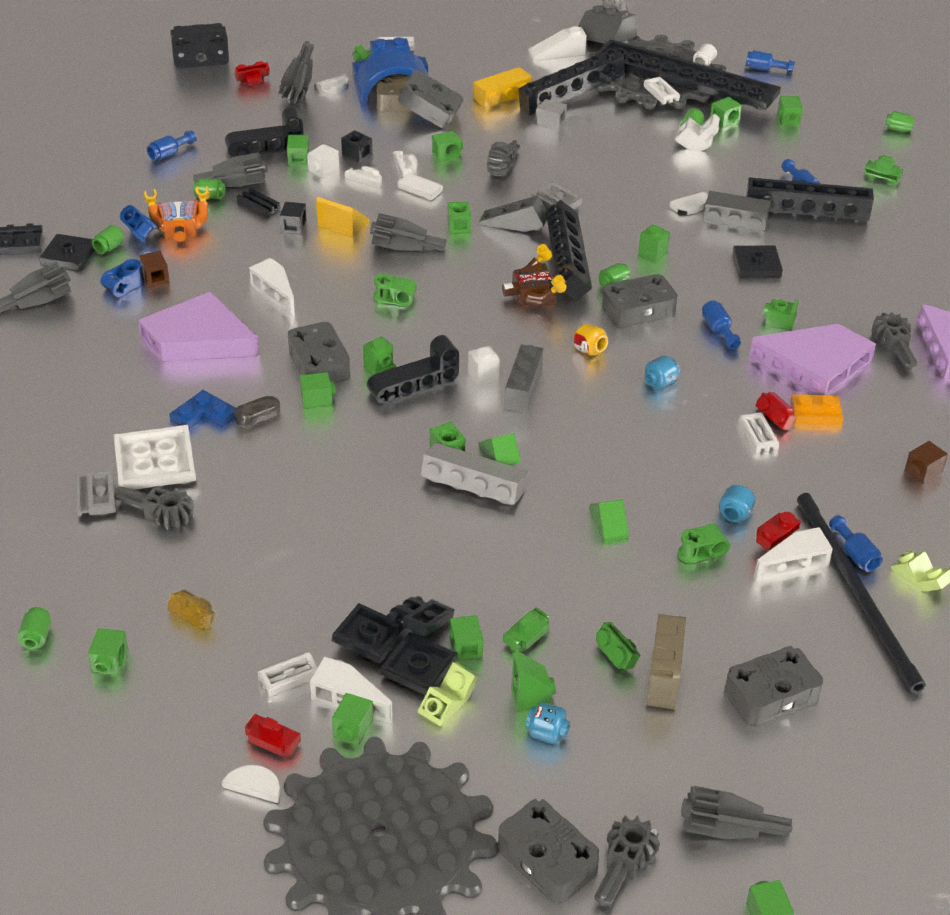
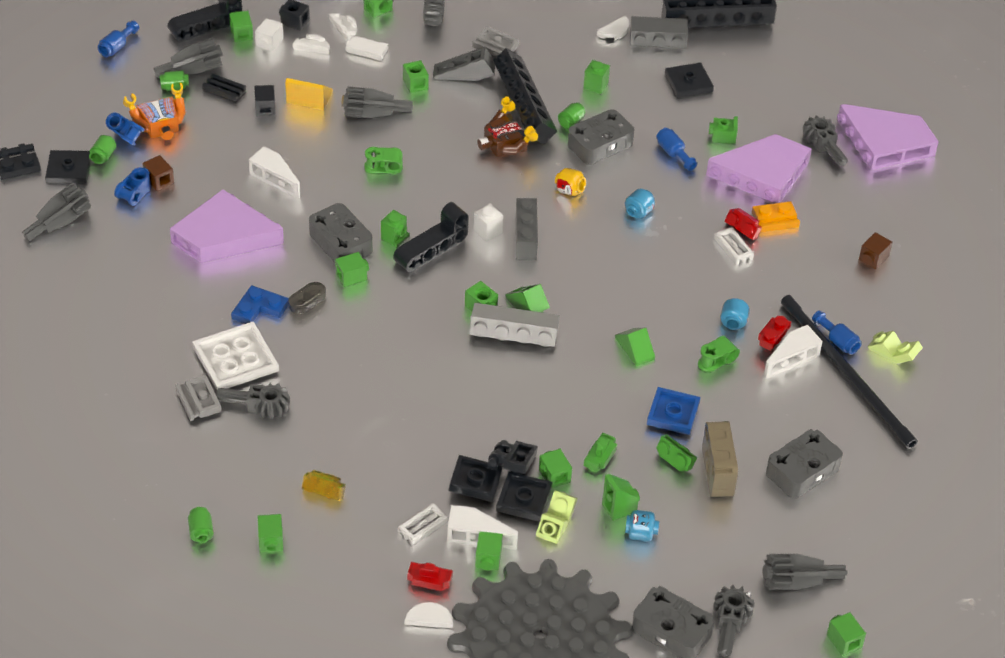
camera: 15 degrees left, 5 degrees up
(630, 598) = (673, 410): none -> blue plate

